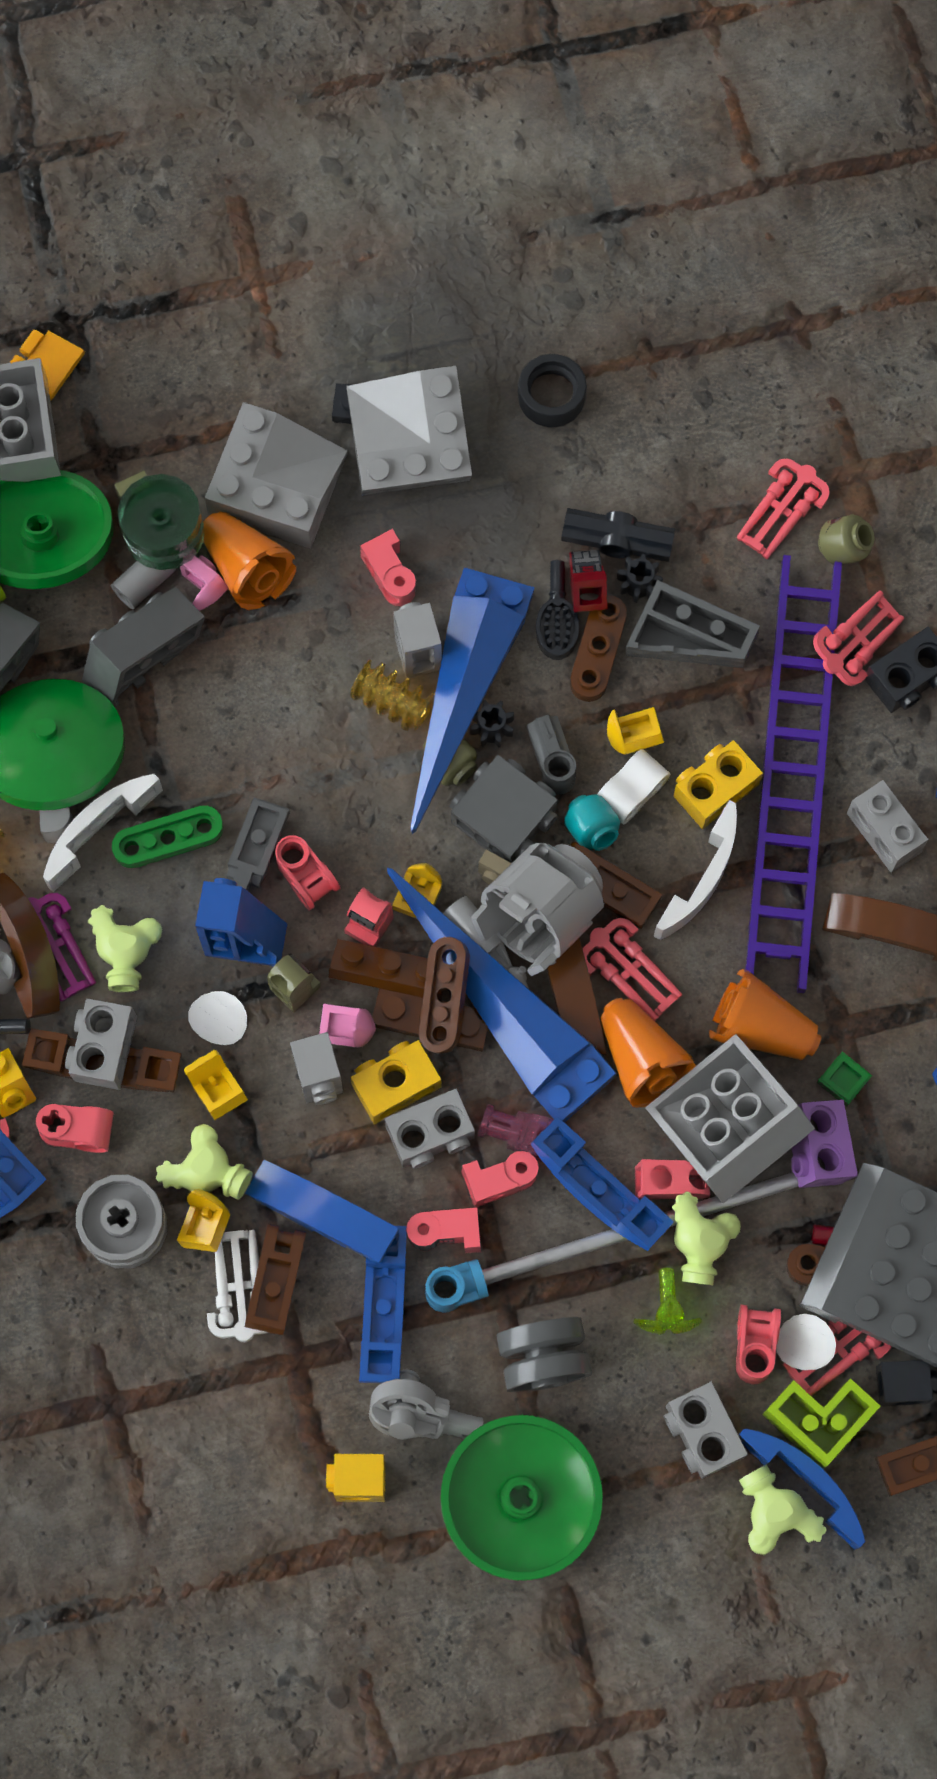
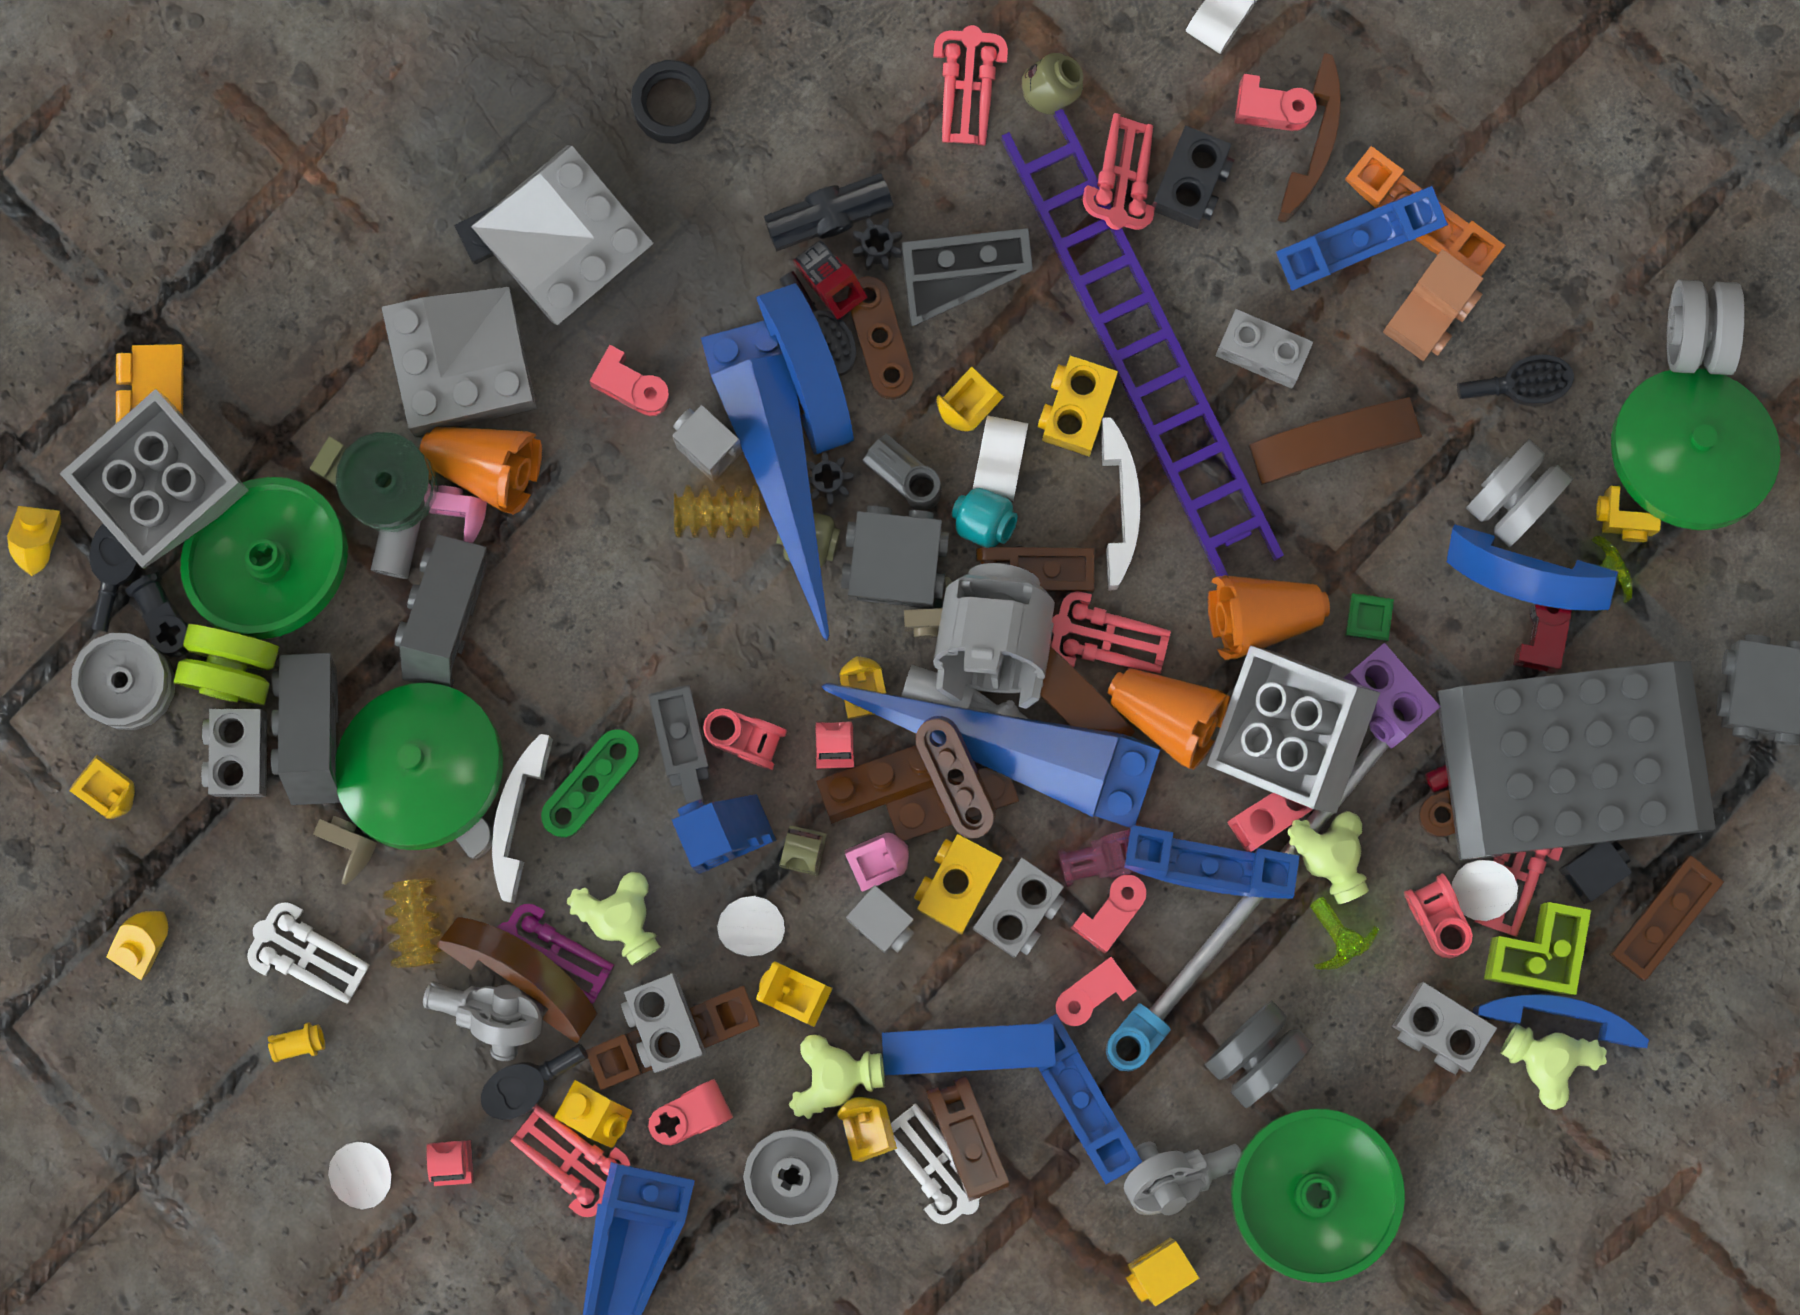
camera: 30 degrees left, 10 degrees up
(530, 635) = (810, 367): none -> blue slope

